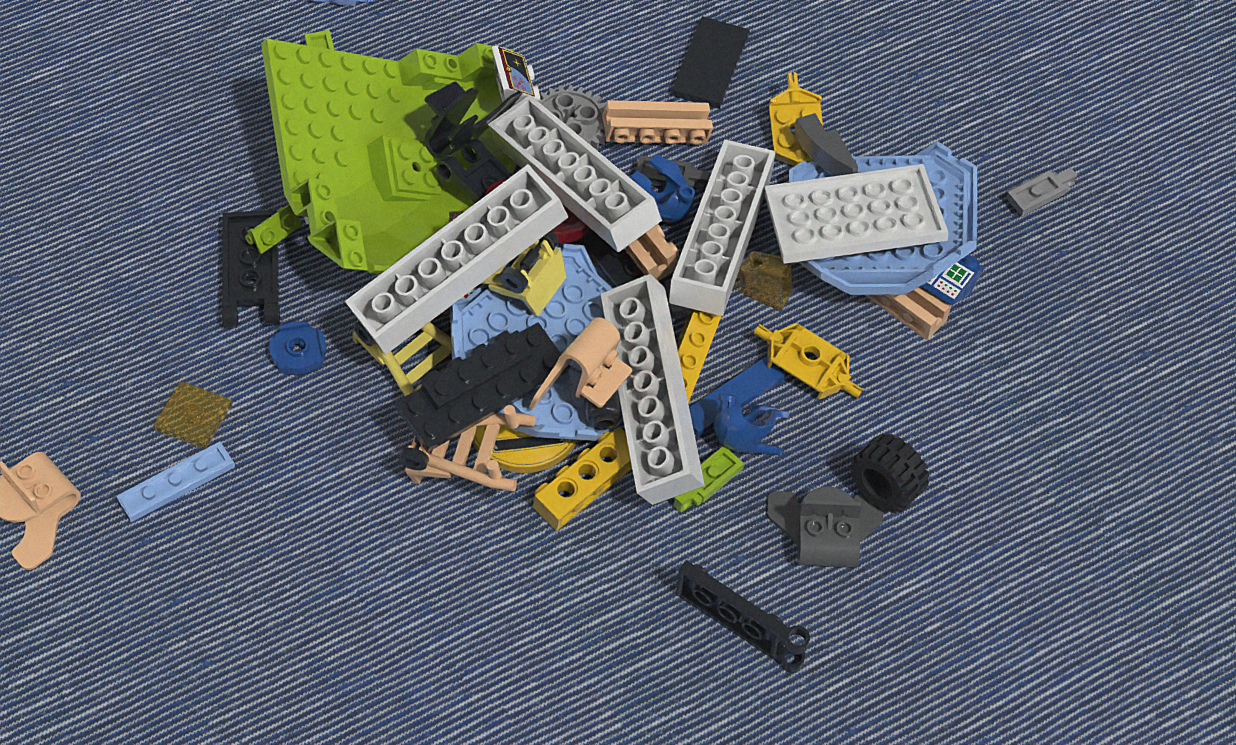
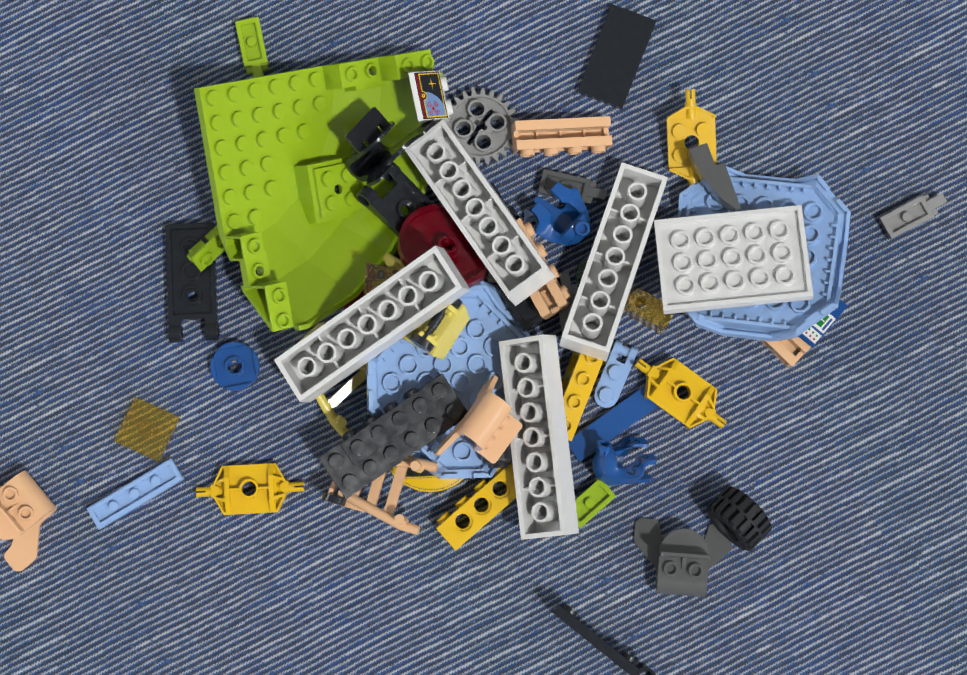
camera: 10 degrees right, 25 degrees up
(335, 475) = (269, 495): none -> yellow plate
(731, 348) = (614, 376): none -> light blue plate

